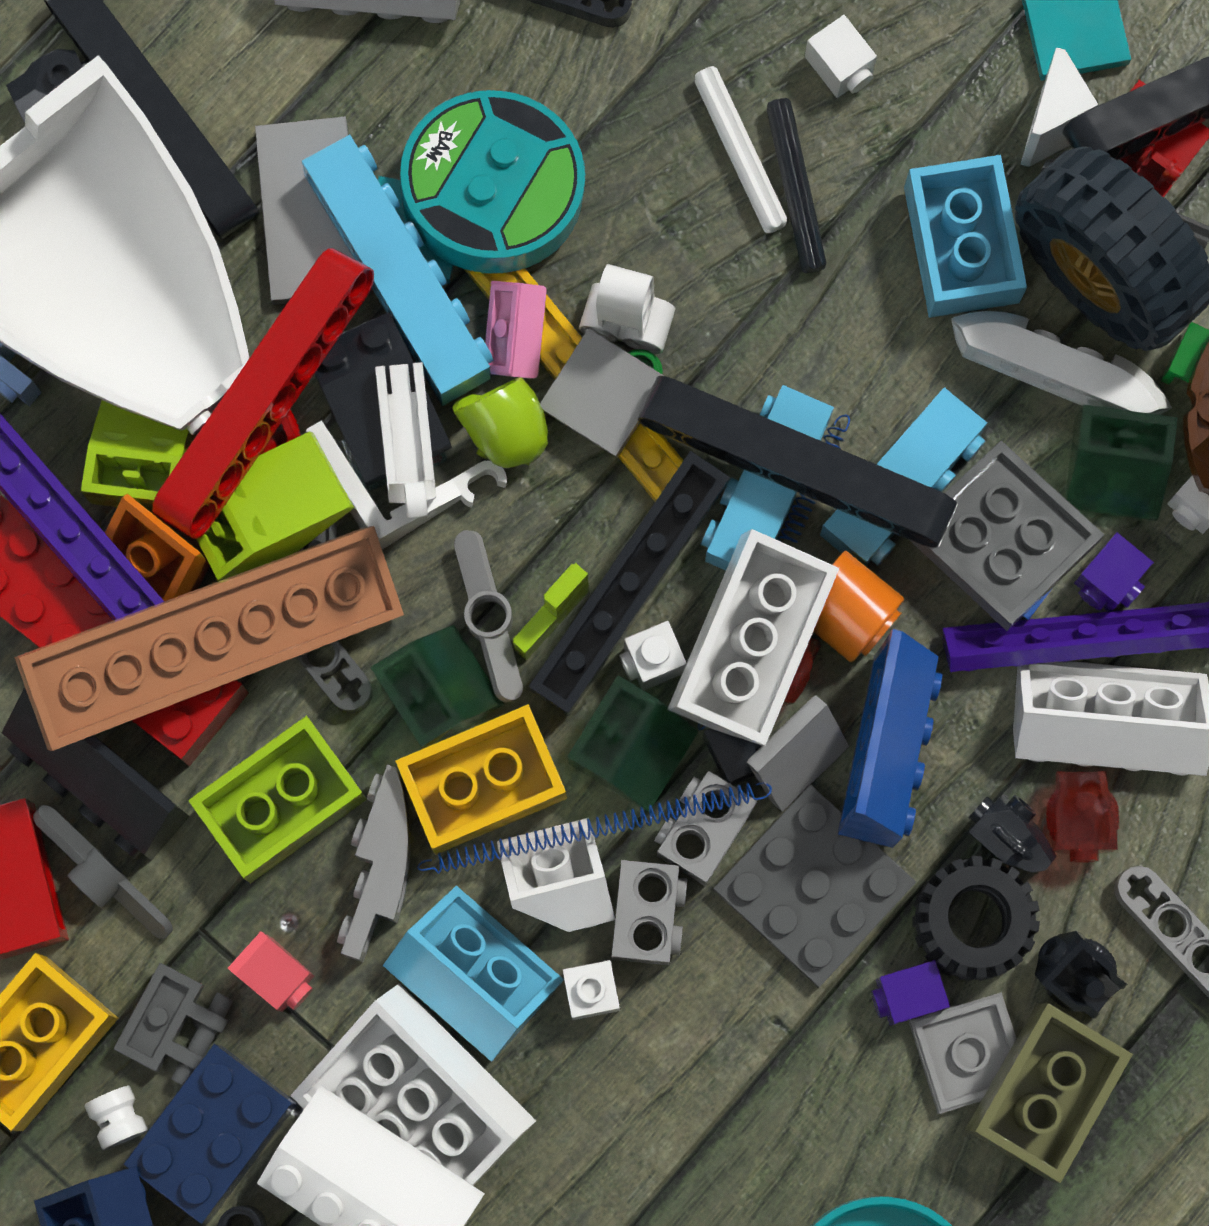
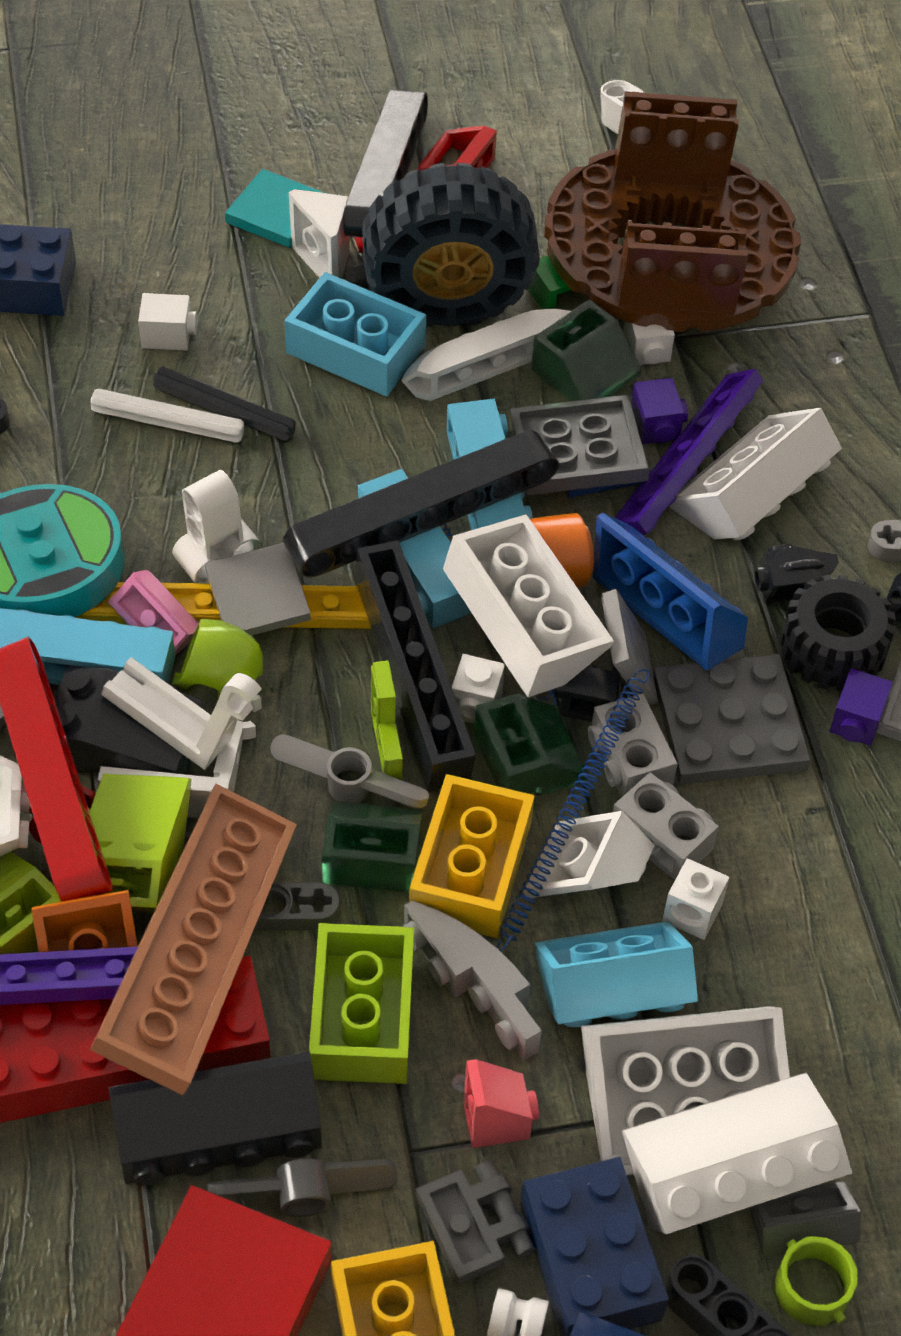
camera: 55 degrees left, 25 degrees down
(1082, 816) = (815, 525): clear red hand -> none

